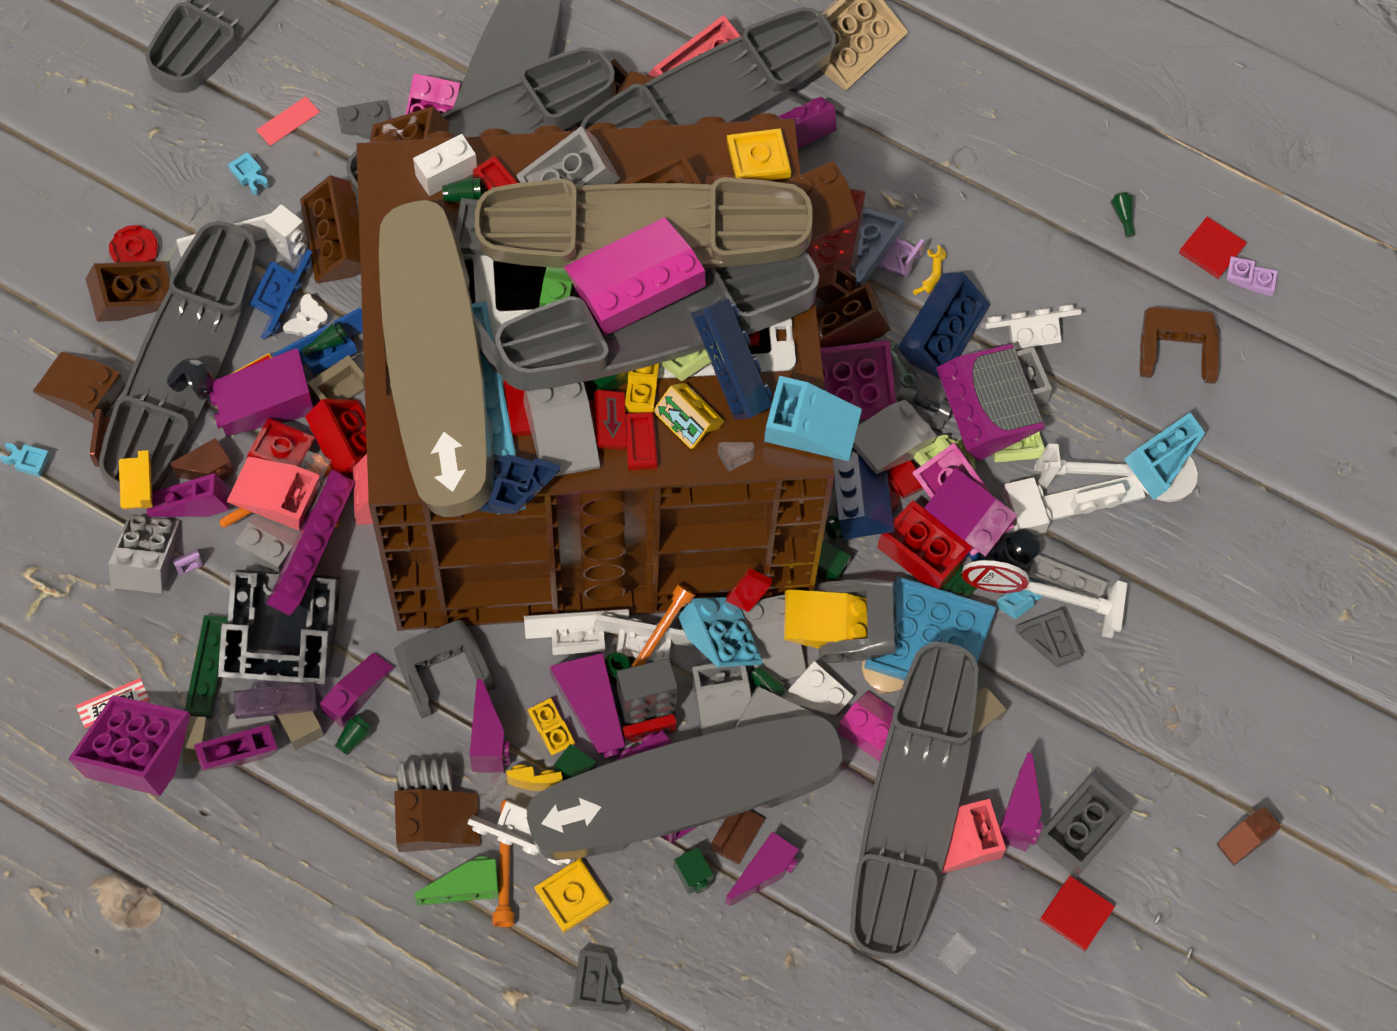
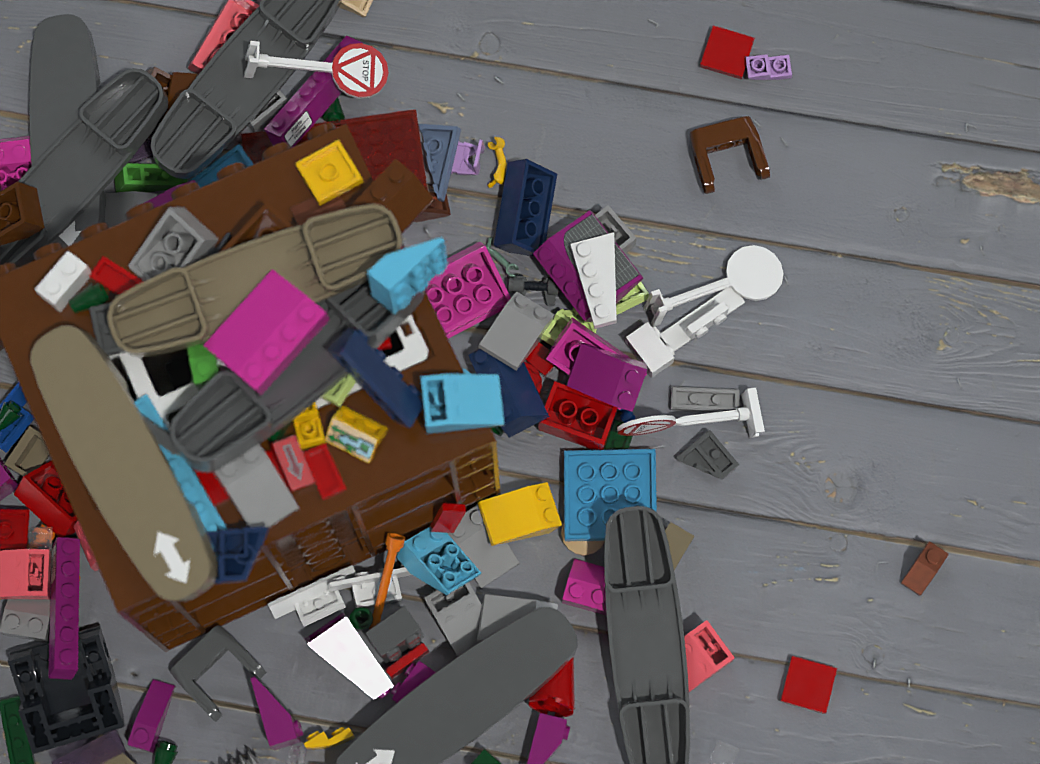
camera: 15 degrees left, 10 degrees up
(550, 726) = (325, 688): yellow slope -> none
(573, 763) = (358, 716): dark green brick -> none
(735, 453) = (408, 456): clear slope -> none
(737, 835) = (512, 727): copper panel -> none
(767, 681) = (490, 585): dark green cone -> none
(797, 818) = (557, 693): none -> red cone
(804, 264) = (406, 273): none -> medium azure slope
(818, 692) = (534, 576): white wing -> none
(819, 126) = (356, 68): none -> white piece
(832, 562) = (508, 459): dark green brick -> none
(852, 318) = (451, 223): reddish brown slope -> none
(880, 621) = (564, 496): dark grey connector -> none
(997, 407) = (597, 275): none -> white wing
(1017, 549) = (656, 393): black helmet -> none
(1017, 603) = (671, 437): medium azure plate -> none
(1021, 819) = (737, 620): magenta slope -> none
(1034, 329) = (601, 183): white bracket -> none
(1083, 827) = (790, 612): dark grey brick -> none
(1123, 207) = (640, 43): dark green cone -> none
(1163, 456) = (749, 261): medium azure wedge -> none

